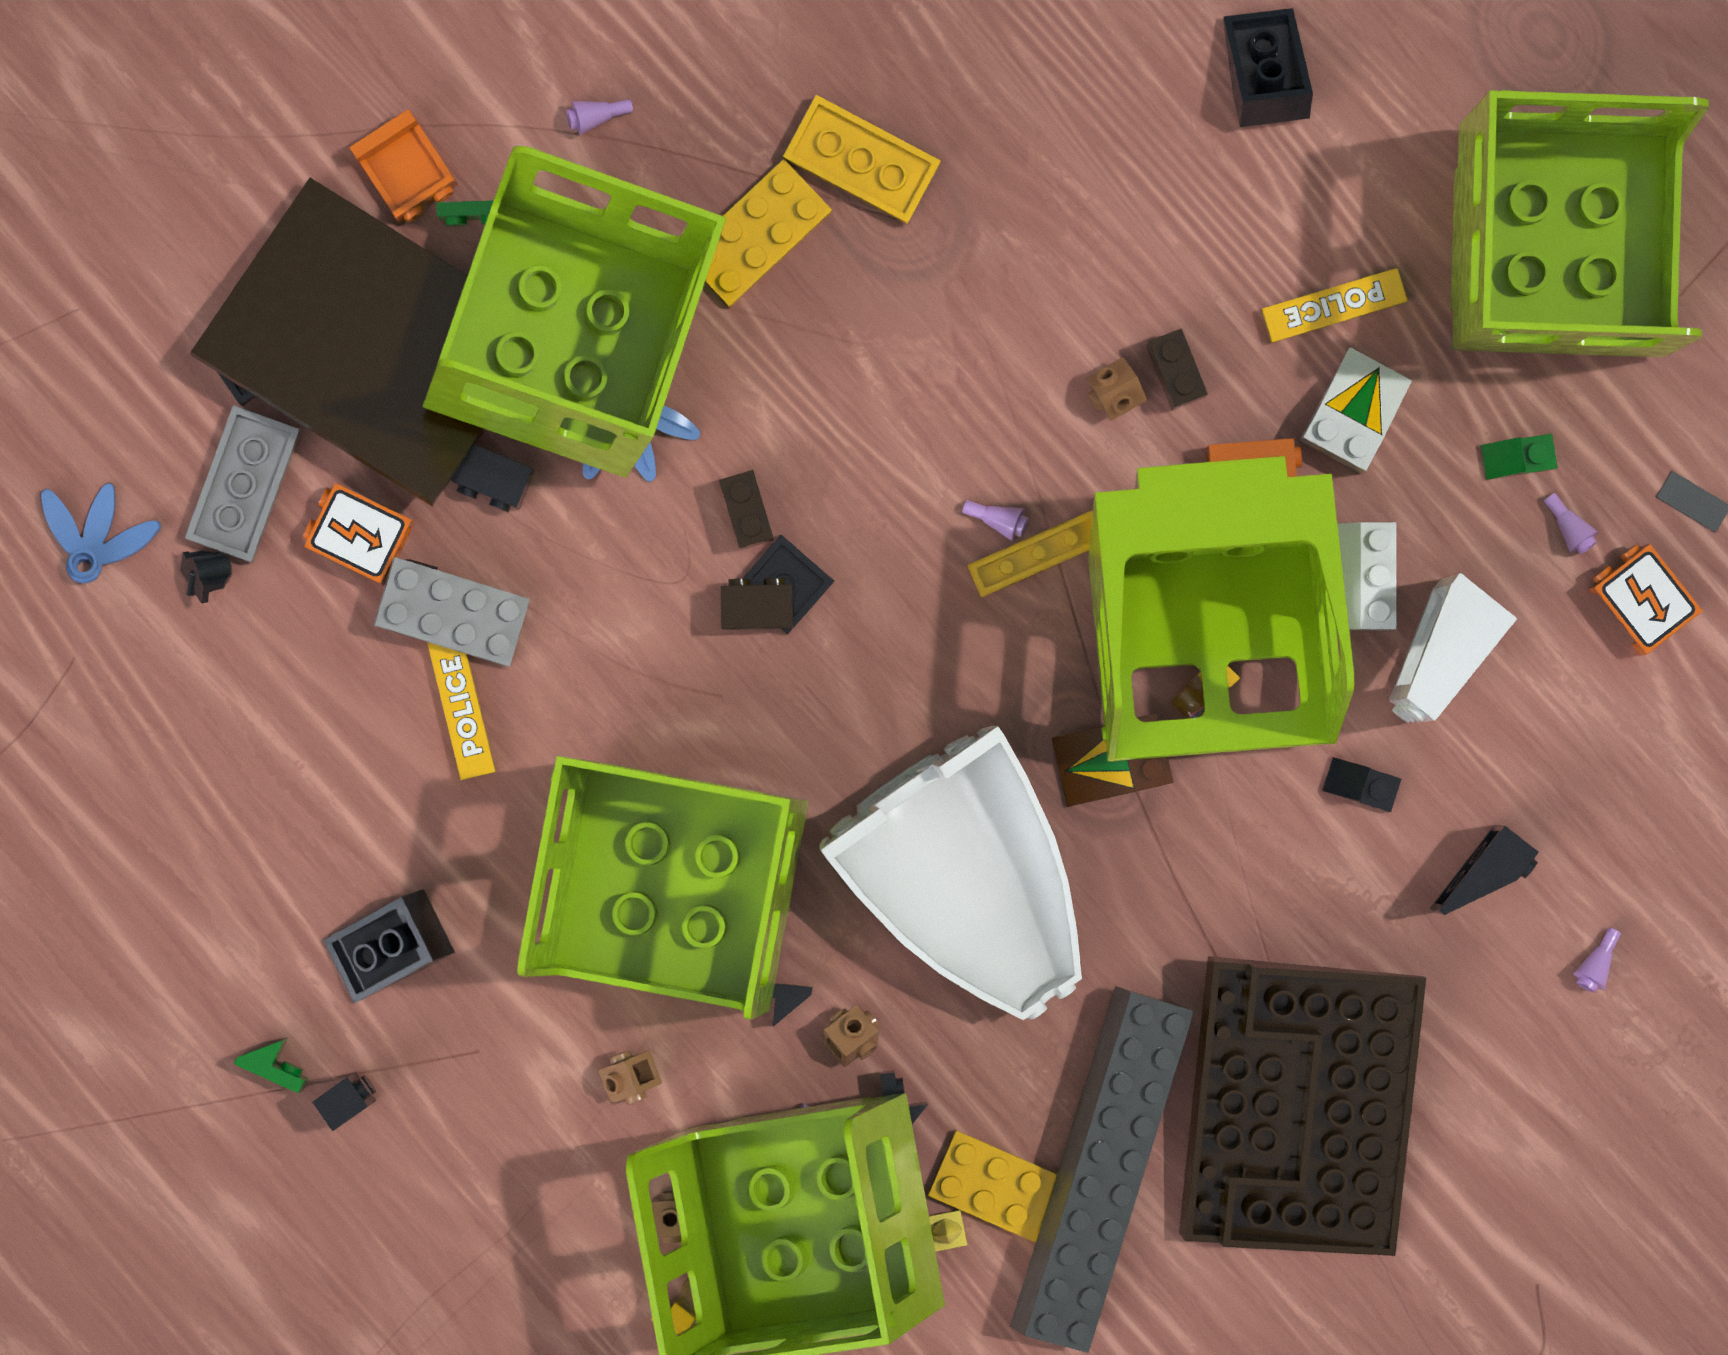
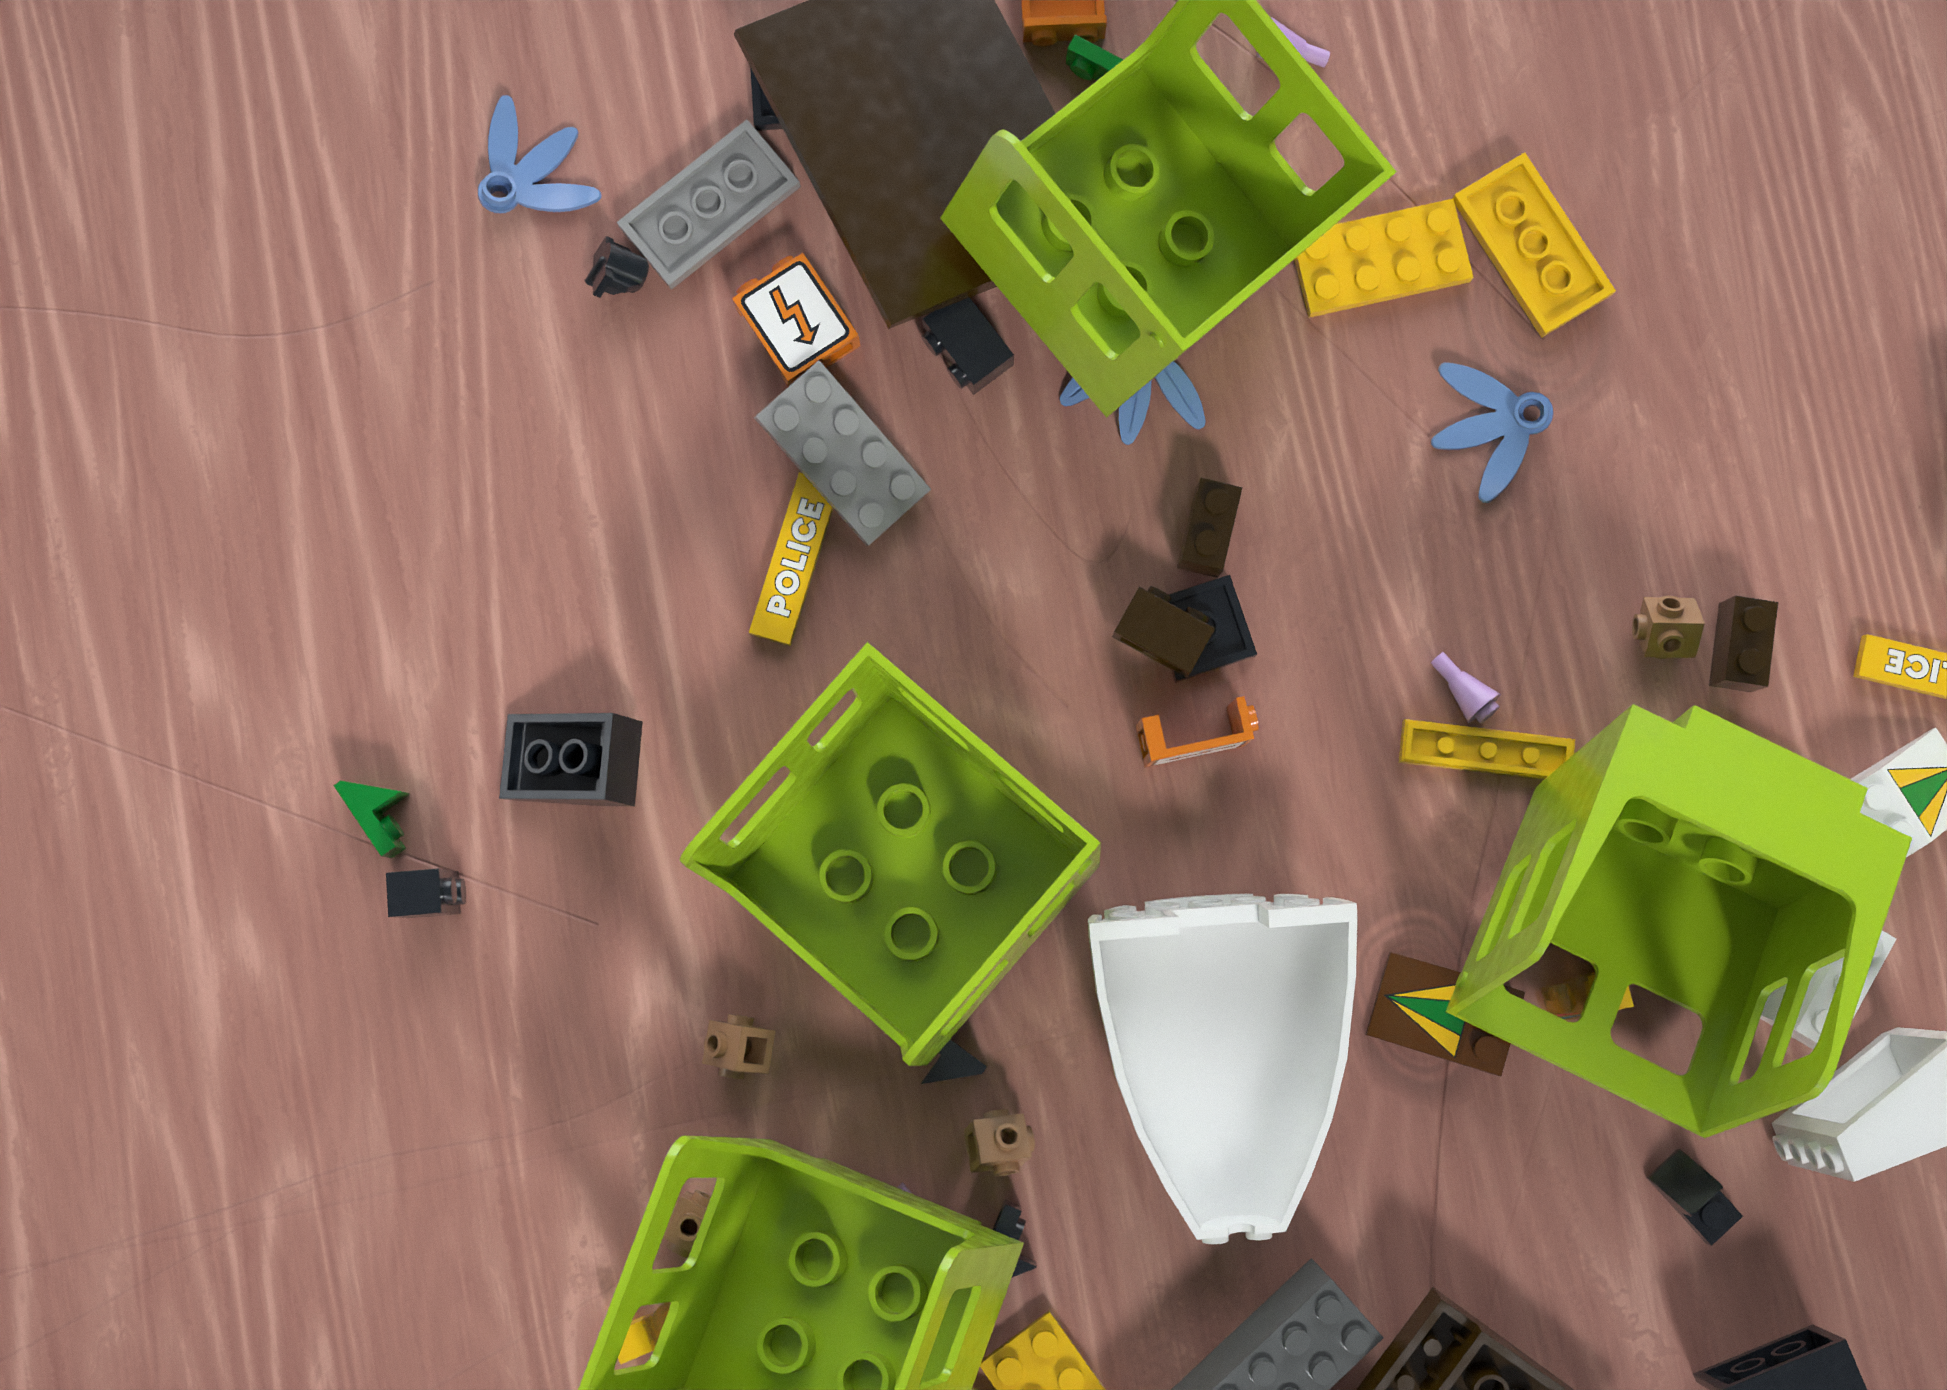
camera: 25 degrees right, 5 degrees down
(802, 698) = (1153, 747): none -> orange panel
(901, 319) = (1484, 428): none -> medium blue plant

